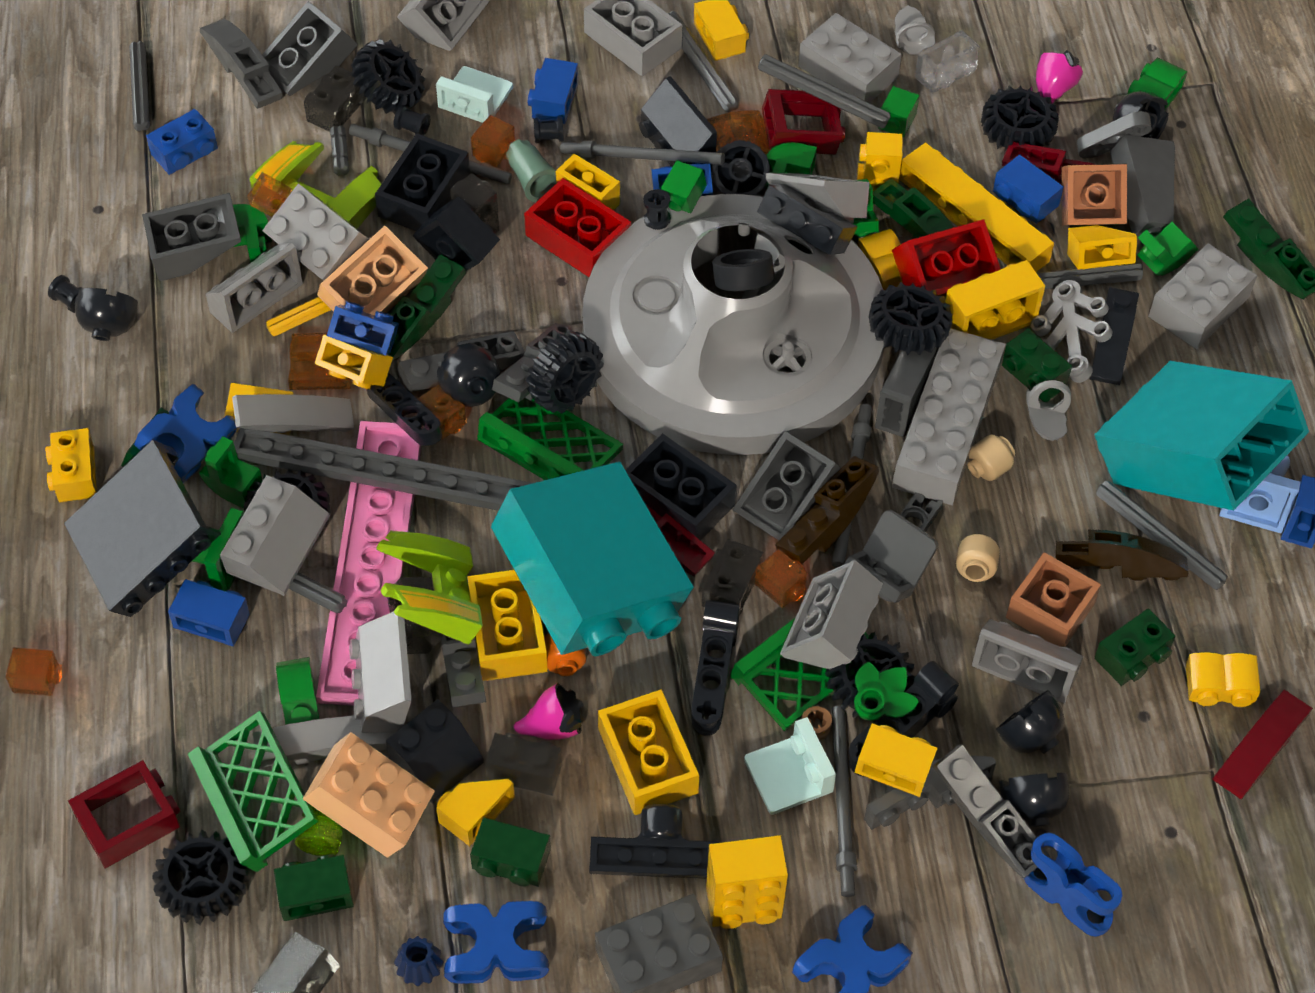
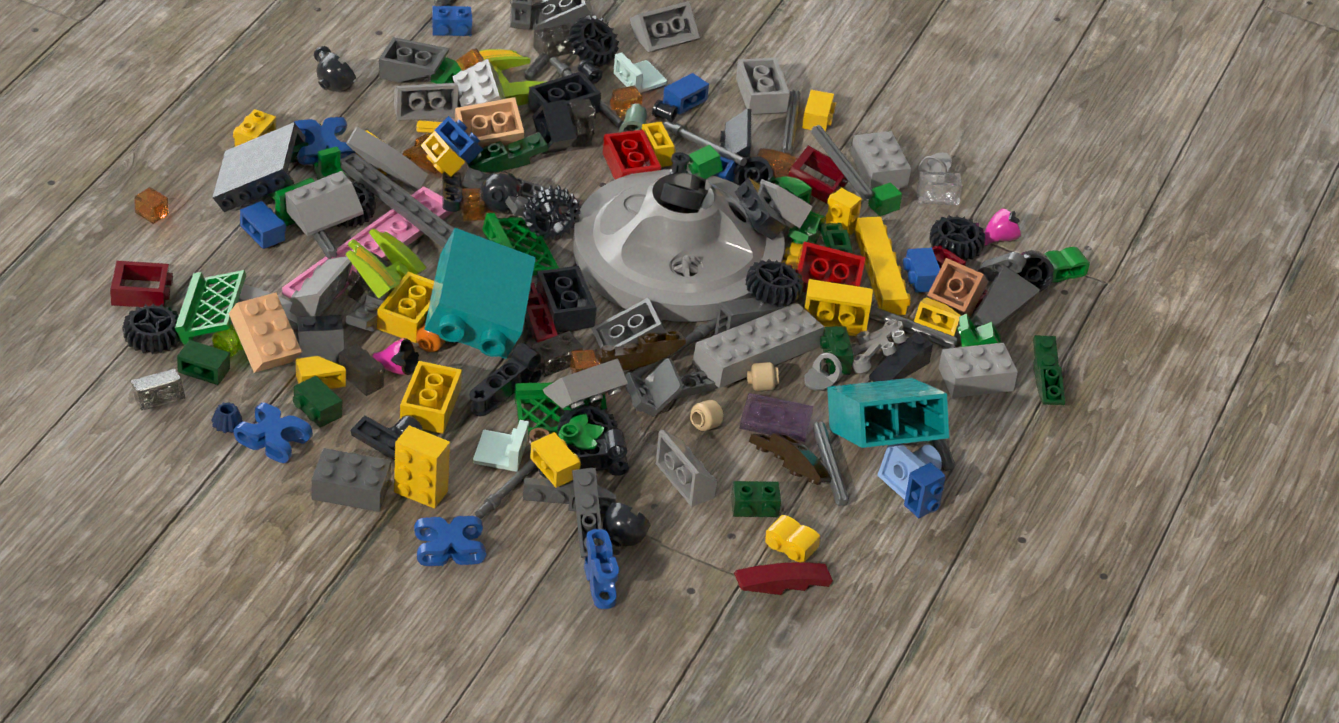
camera: 30 degrees right, 15 degrees down
(297, 690) = (275, 276): green brick -> none
(1034, 725) = (656, 496): black cylinder -> none
(1051, 507) = (776, 416): none -> clear purple plate
(1053, 600) = (727, 452): nougat brick -> none

